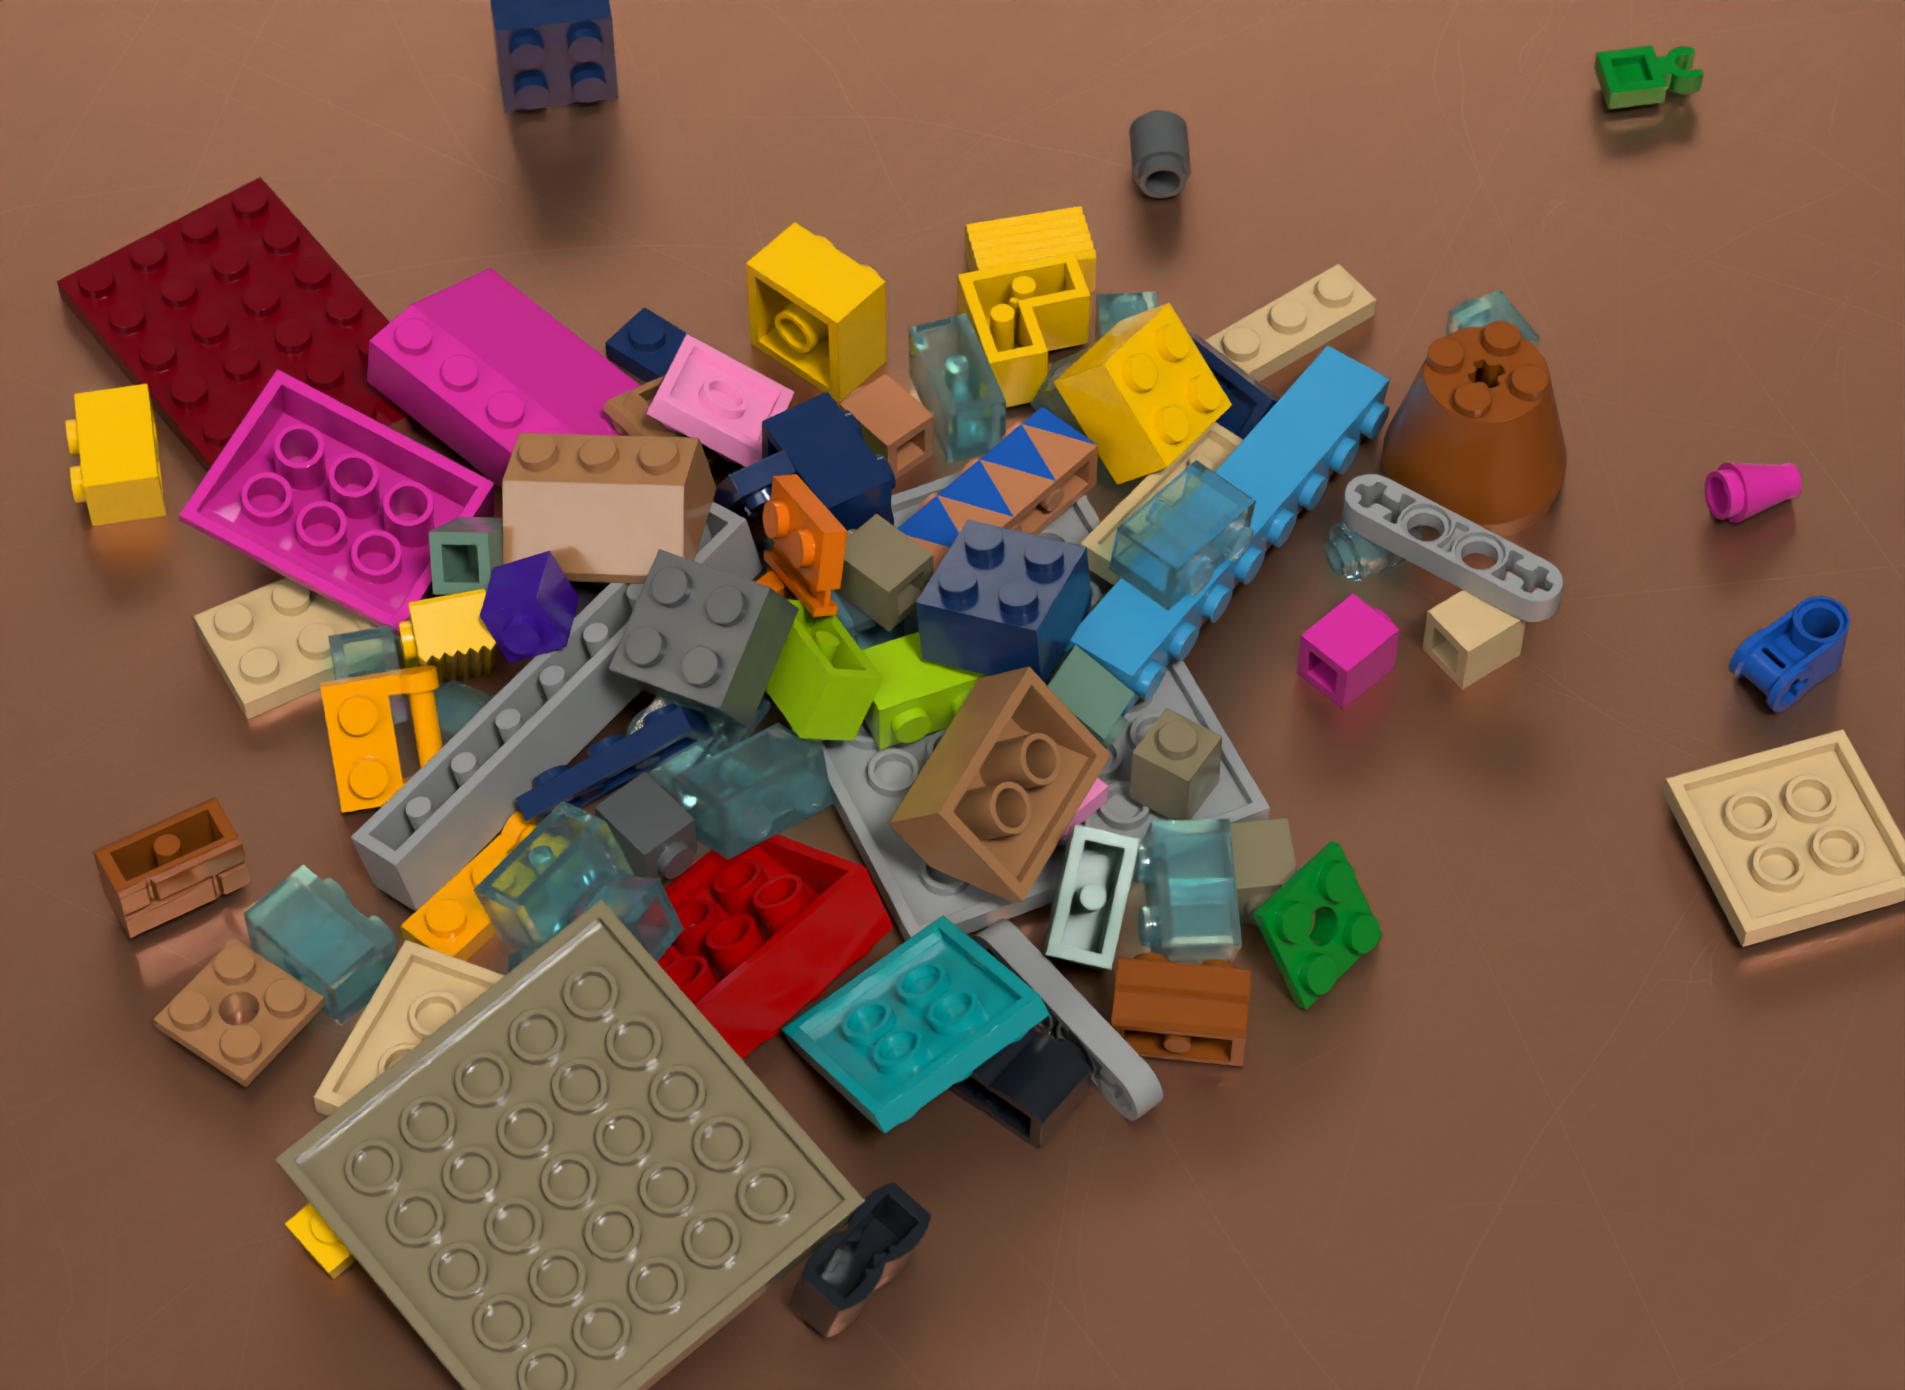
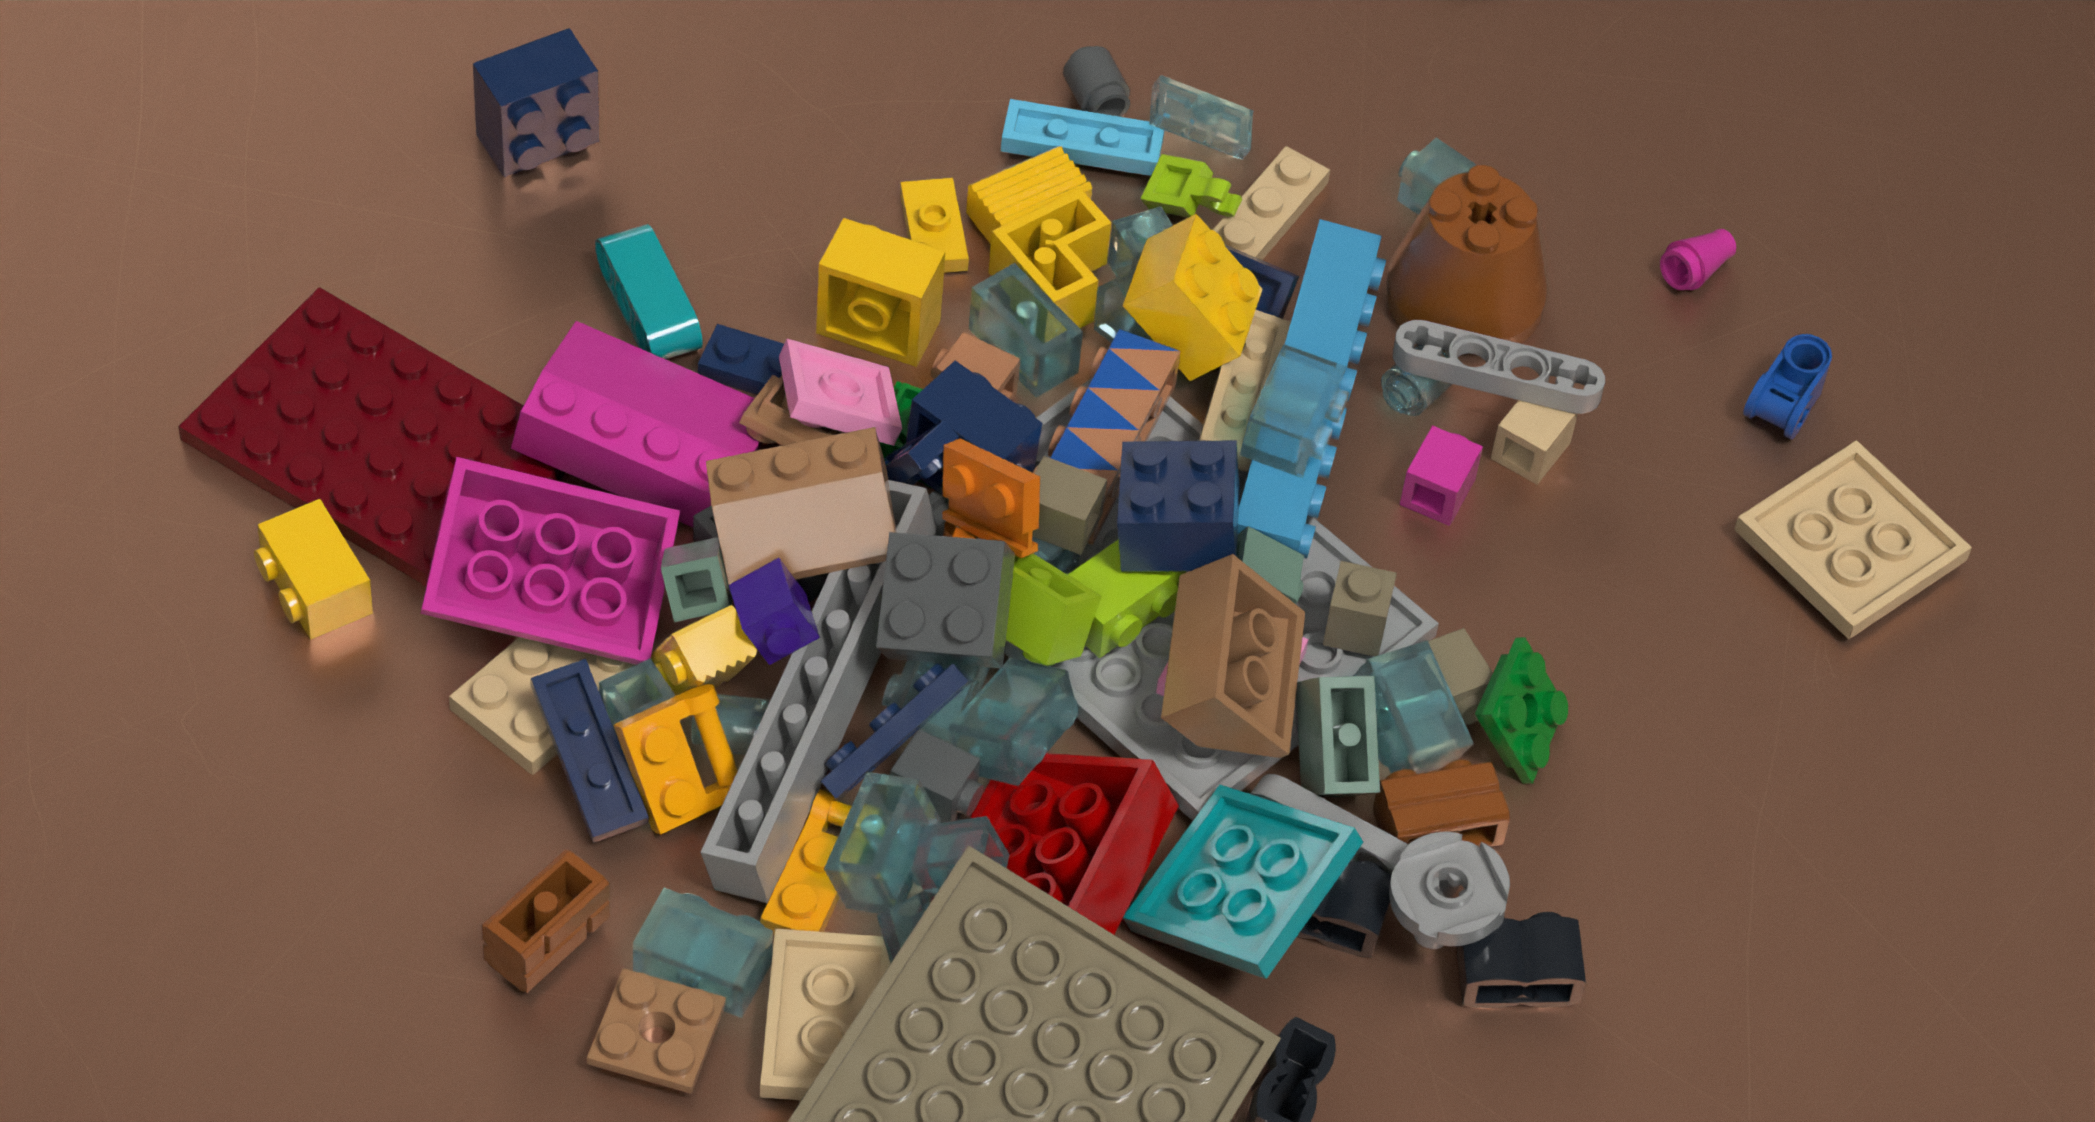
camera: 25 degrees left, 0 degrees up
(295, 720) = (589, 750): none -> dark blue plate
(587, 260) = (648, 292): none -> teal beam
(922, 261) = (935, 219): none -> yellow plate
(1122, 205) = (1084, 136): none -> medium azure plate
(1141, 1128) = (1441, 919): none -> light grey plate
(1195, 1196) = (1525, 964): none -> black brick
(1204, 278) = (1186, 183): none -> lime plate
(1256, 212) = (1201, 117): none -> clear light blue plate

